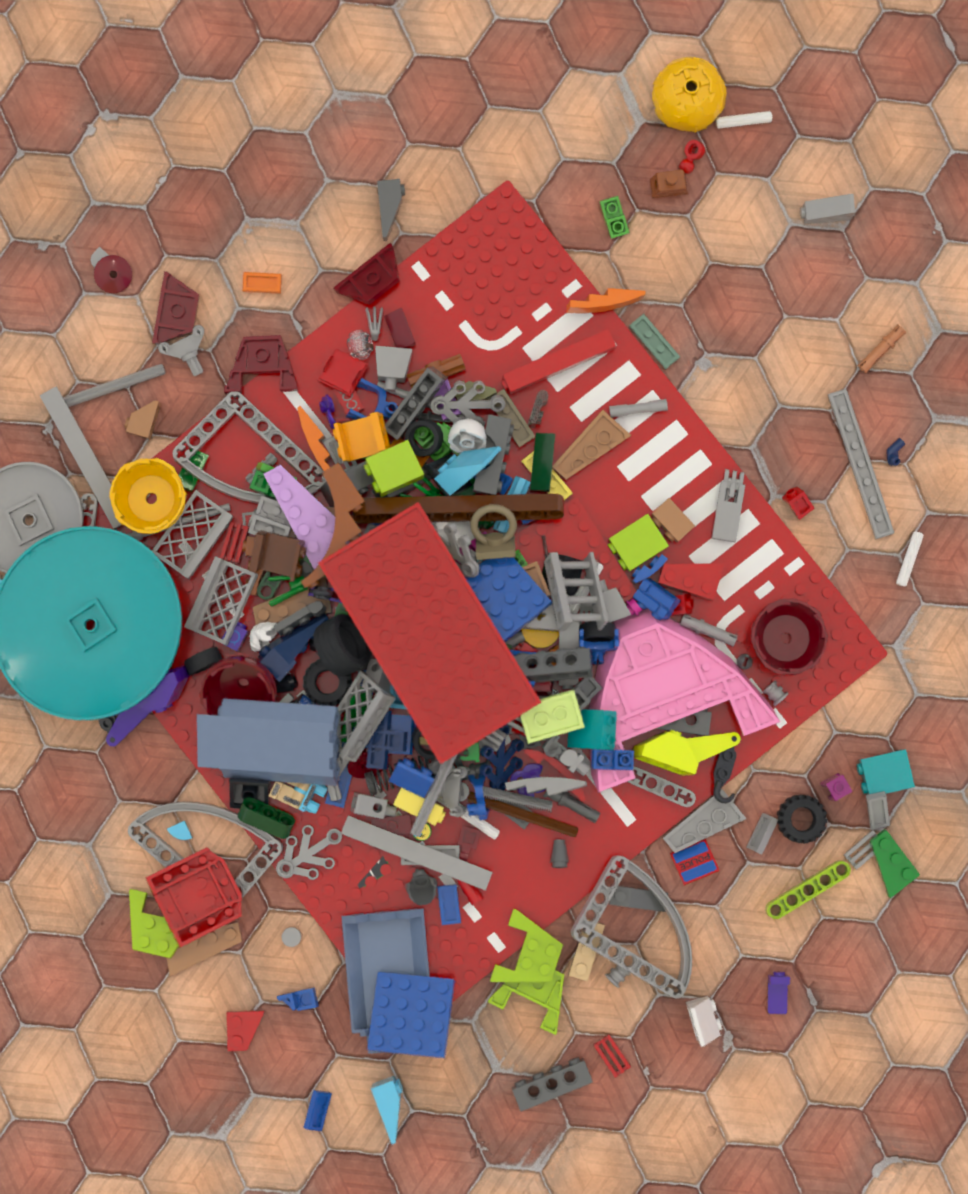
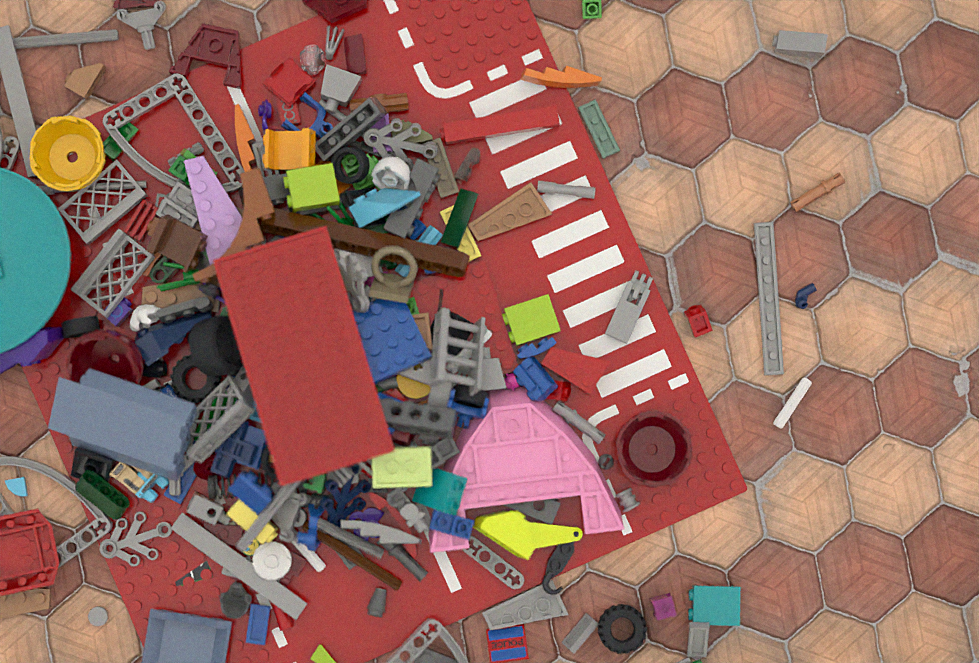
camera: 10 degrees right, 0 degrees up
(447, 839) = (271, 561): none -> white tile
(672, 521) = (570, 306): medium nougat brick -> none

